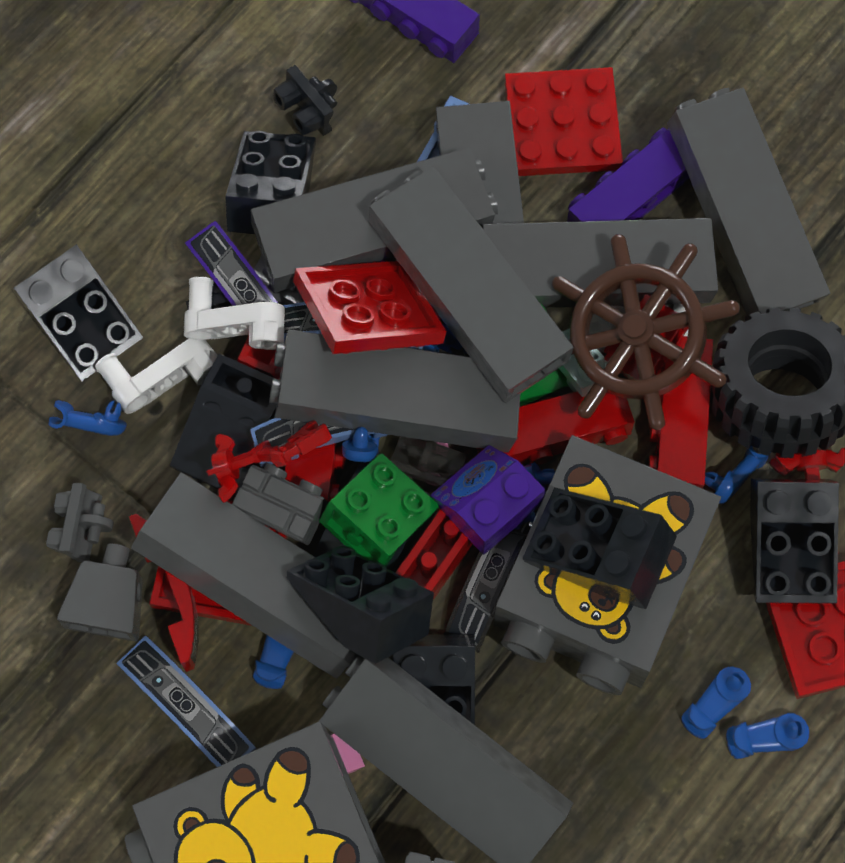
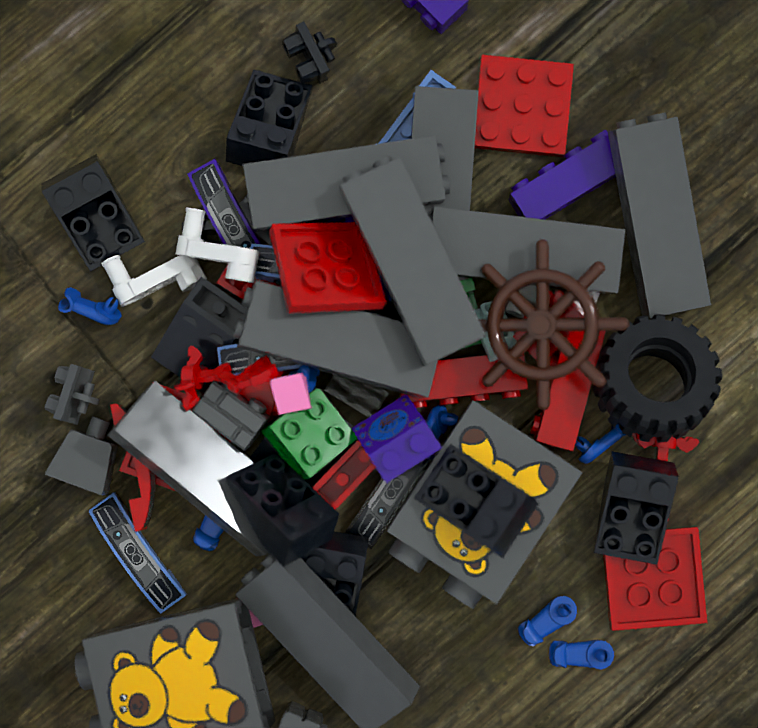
camera: 10 degrees right, 15 degrees up
(349, 457) = (291, 393): none -> bright pink slope

